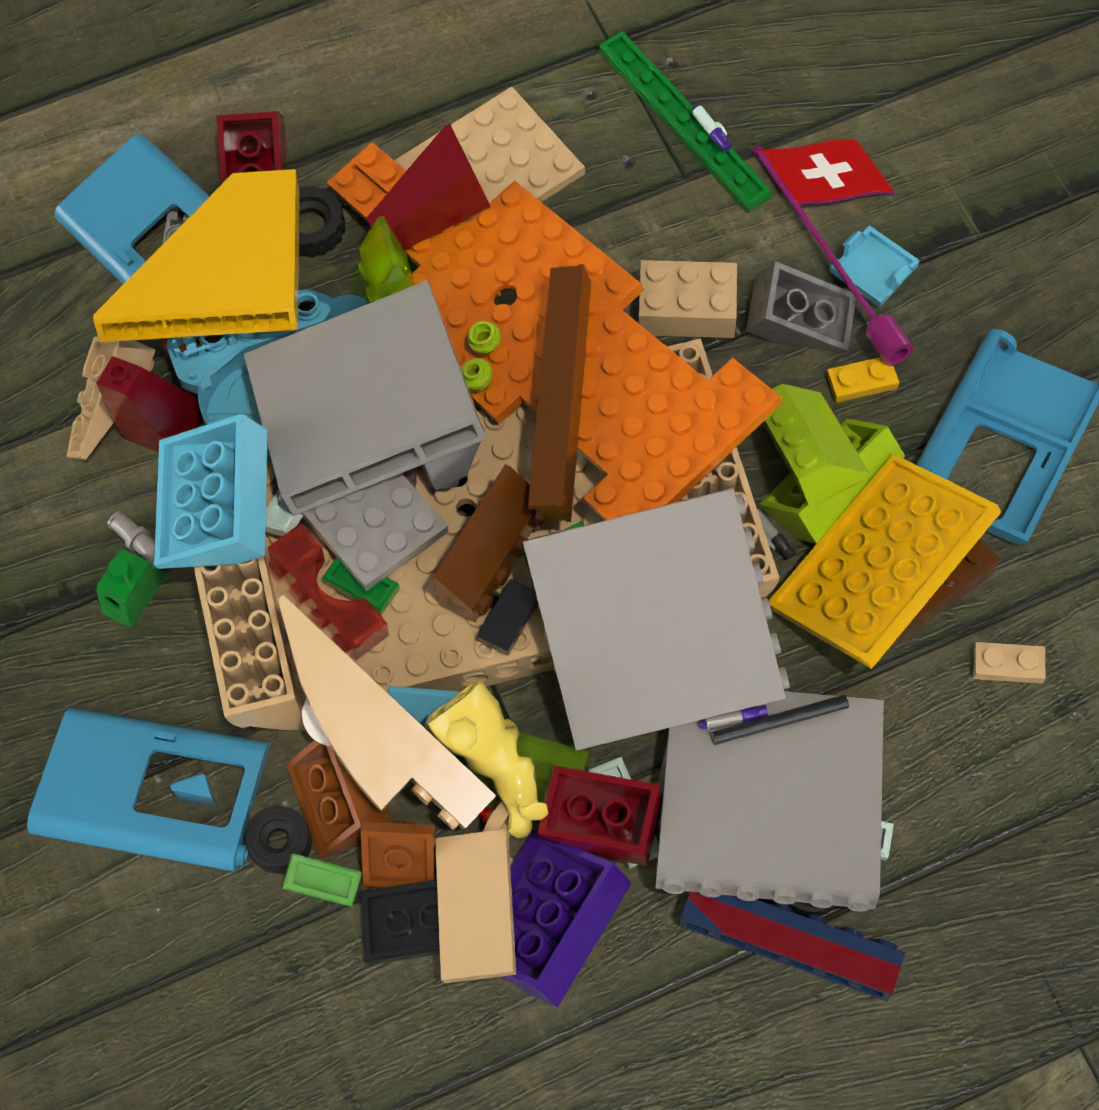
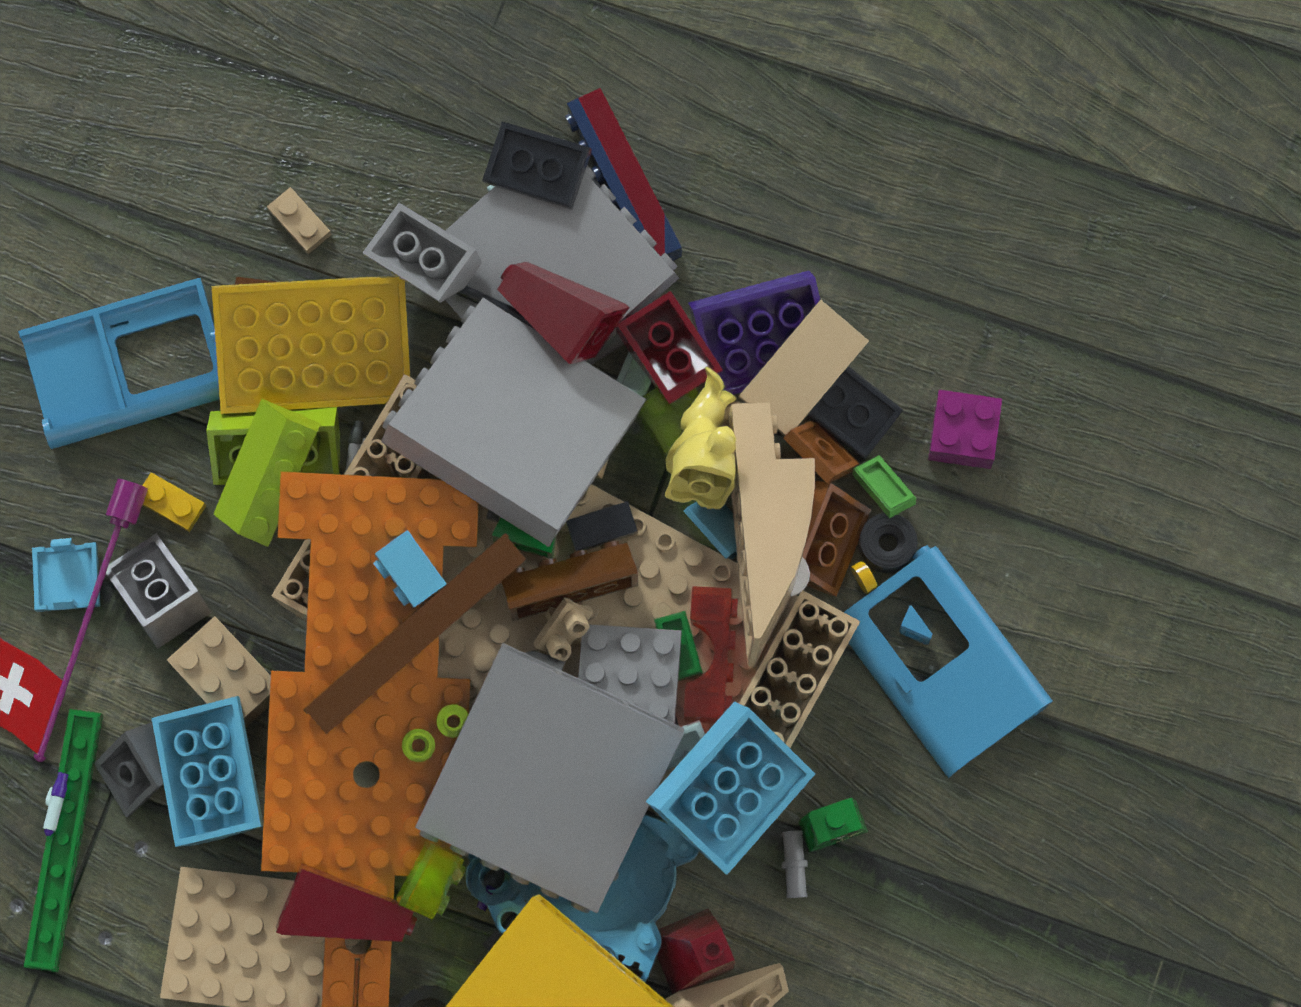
camera: 135 degrees left, 10 degrees up
(272, 793) = (864, 577): none -> yellow tile
(295, 991) = (965, 429): none -> magenta brick
(455, 504) = (562, 628): none -> tan hips
(610, 422) = (409, 570): none -> medium azure brick
(628, 214) = (207, 772): none -> medium azure slope
(684, 196) = (132, 768): none -> dark grey slope
(715, 748) = (562, 311): none -> dark red slope
(863, 856) = (537, 165): none -> black tile
(872, 693) = (423, 254): none -> light grey slope

